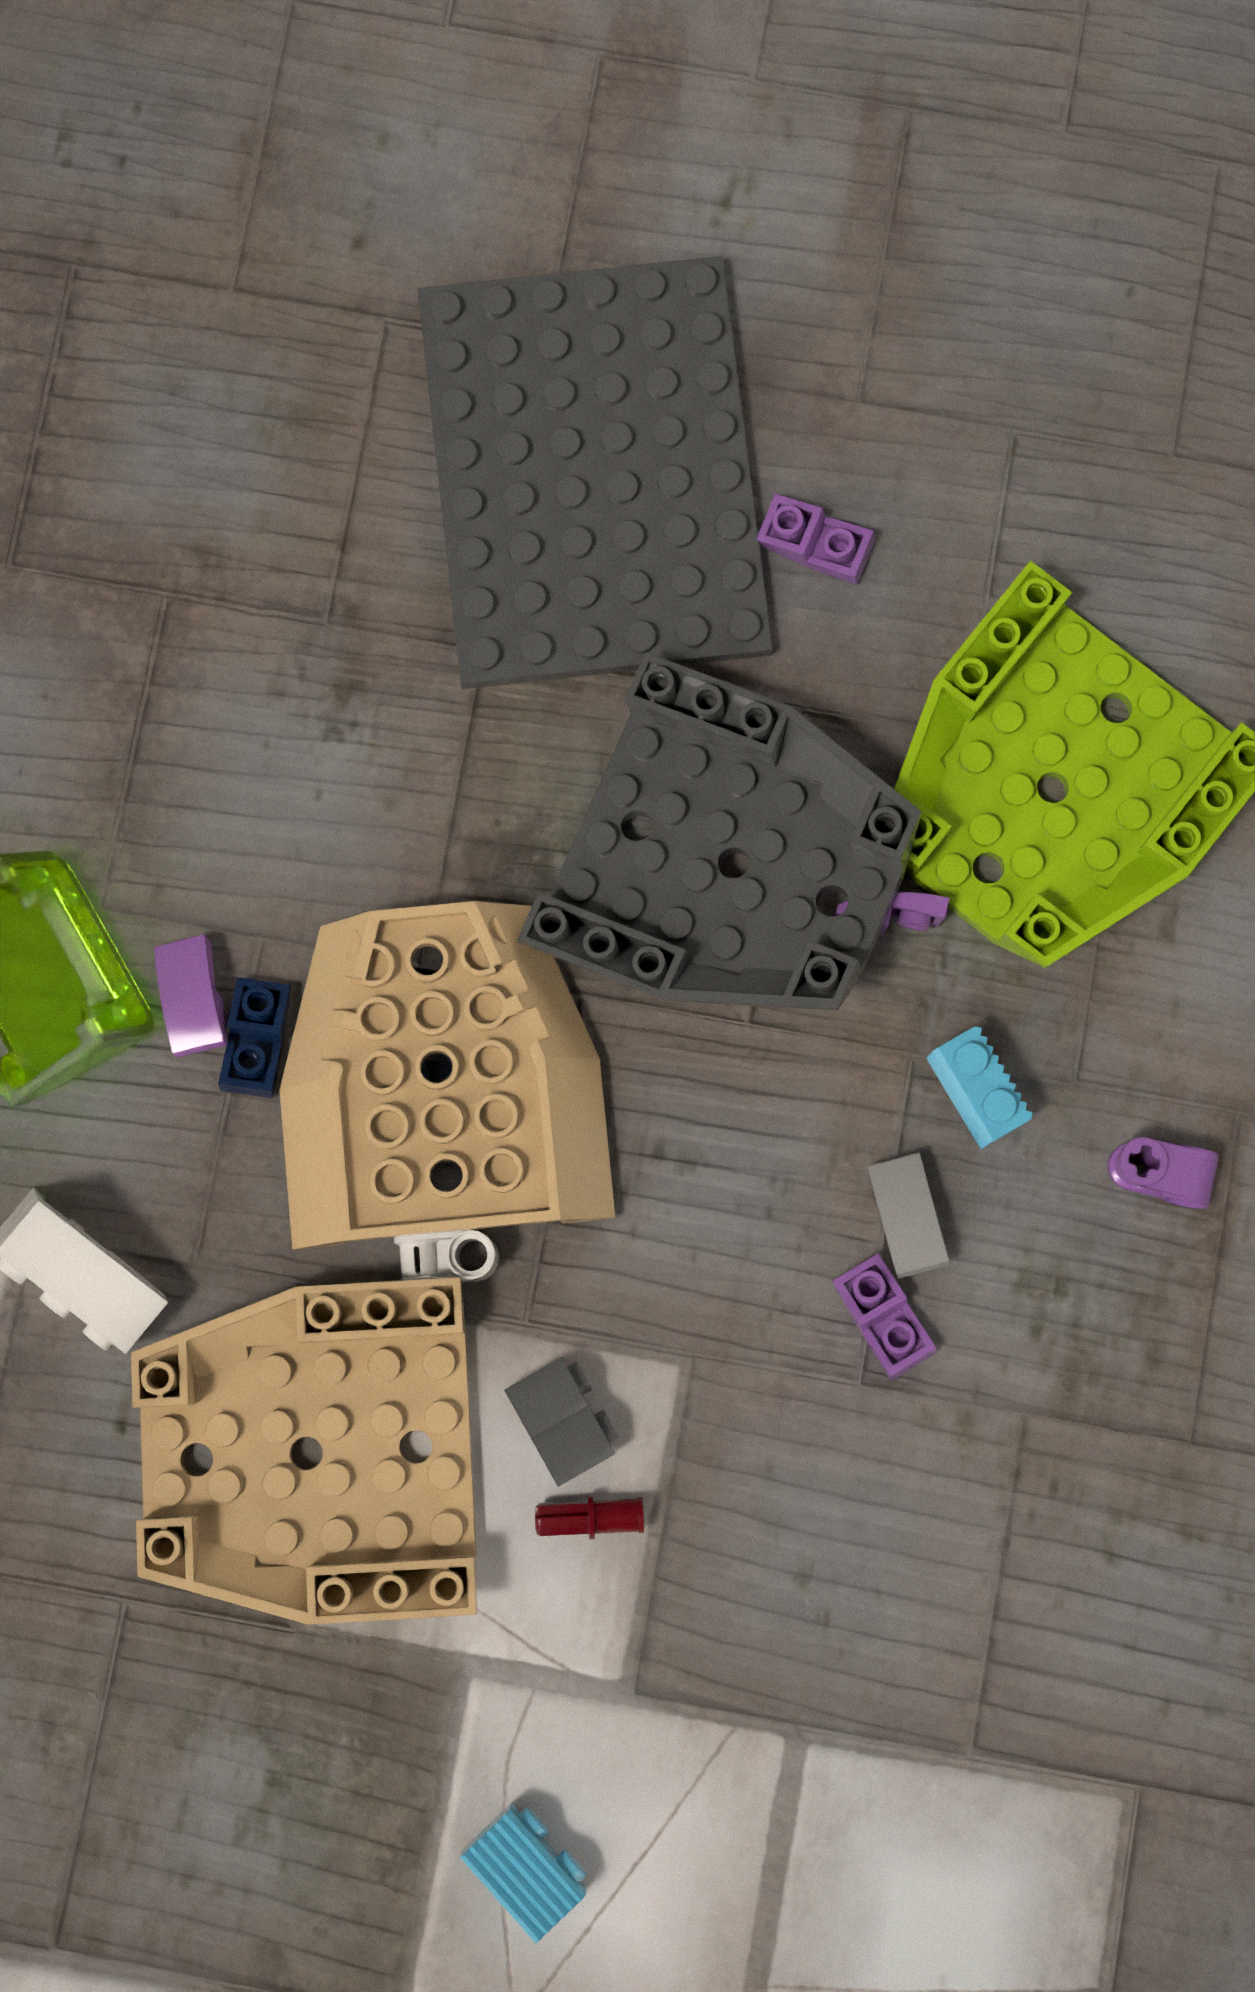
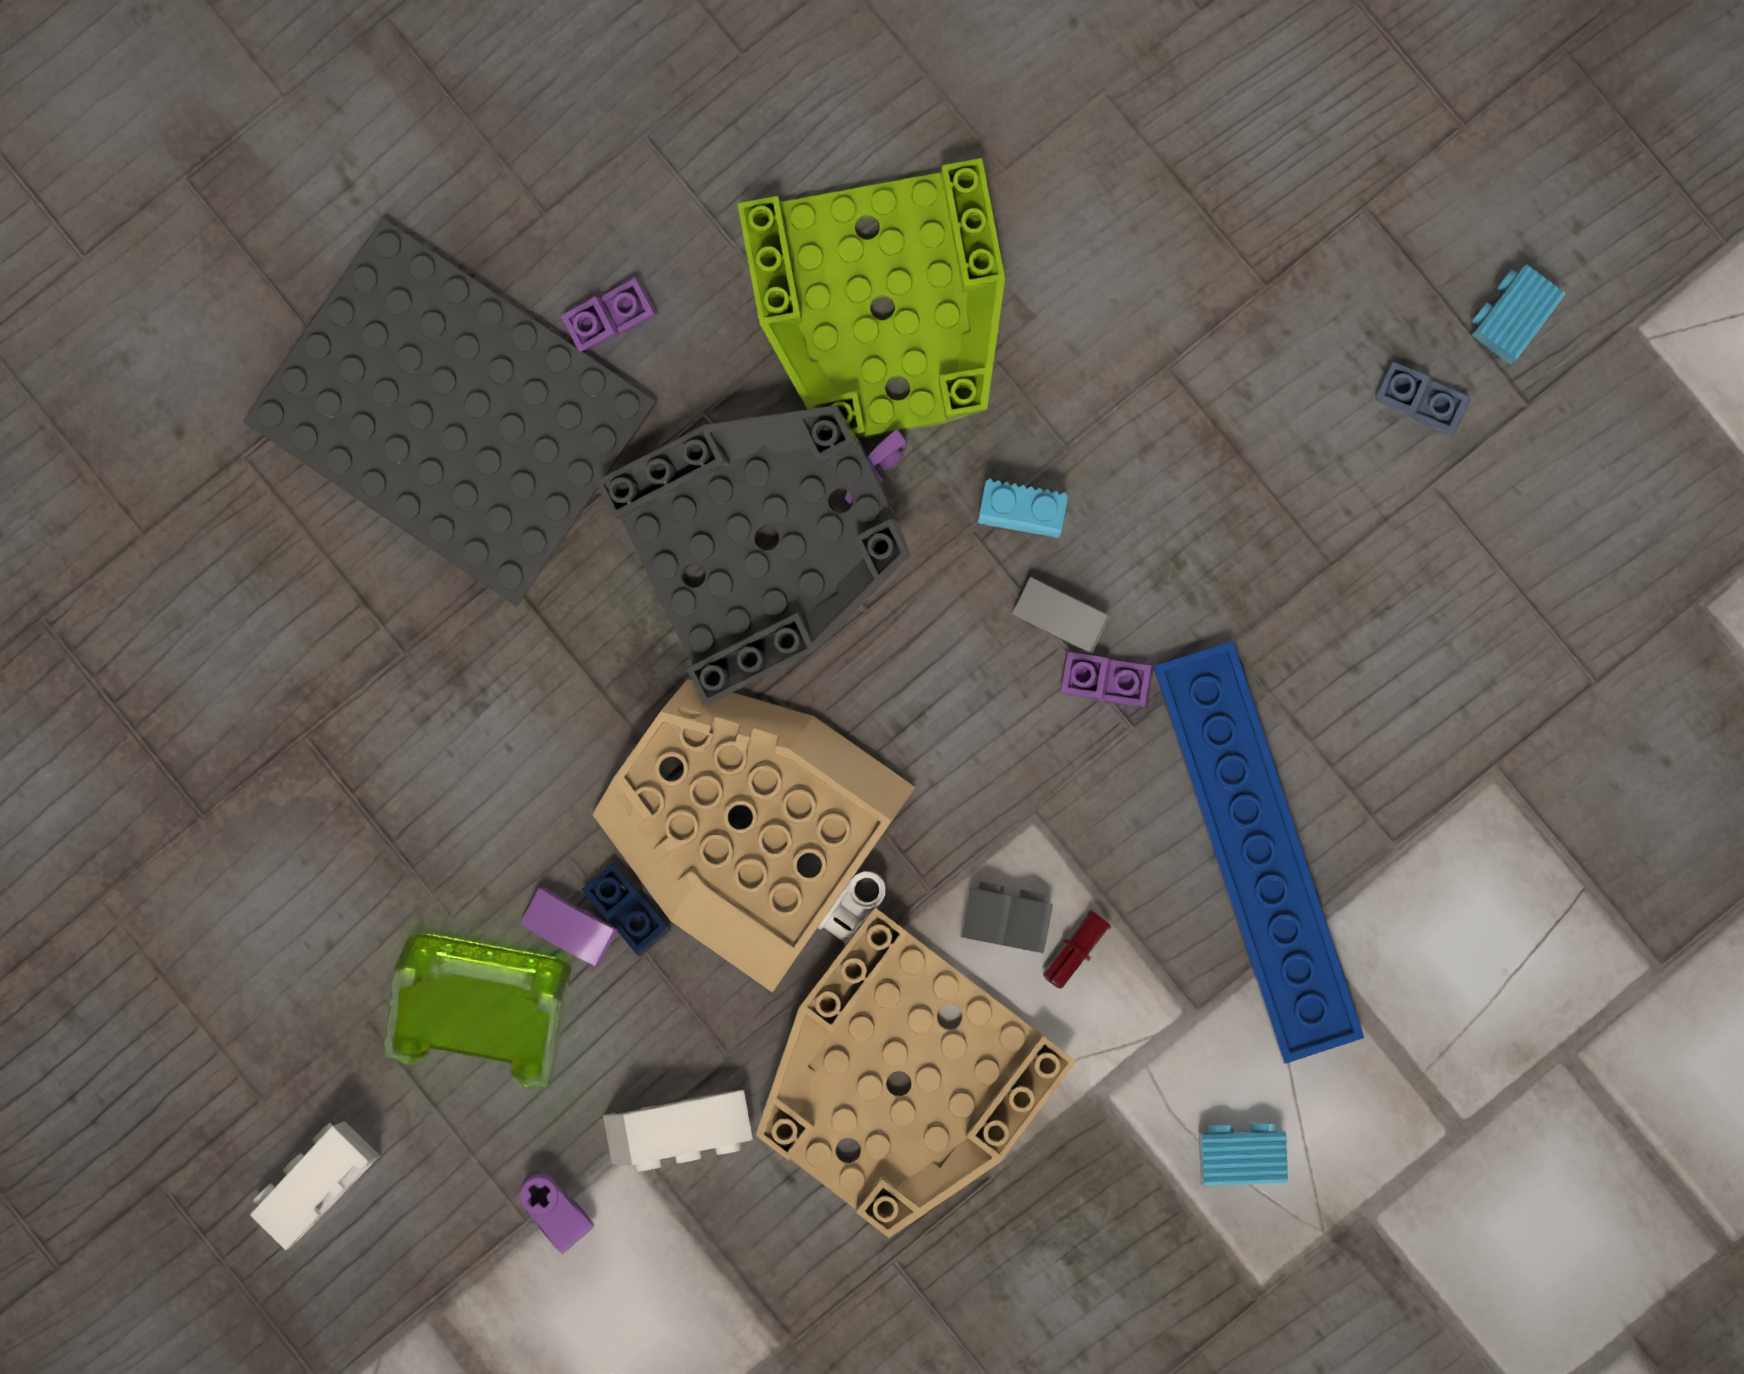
camera: 45 degrees left, 5 degrees up
(842, 1622) = (1258, 852): none -> blue plate
(1172, 1173) = (1168, 439): medium lavender piece -> none

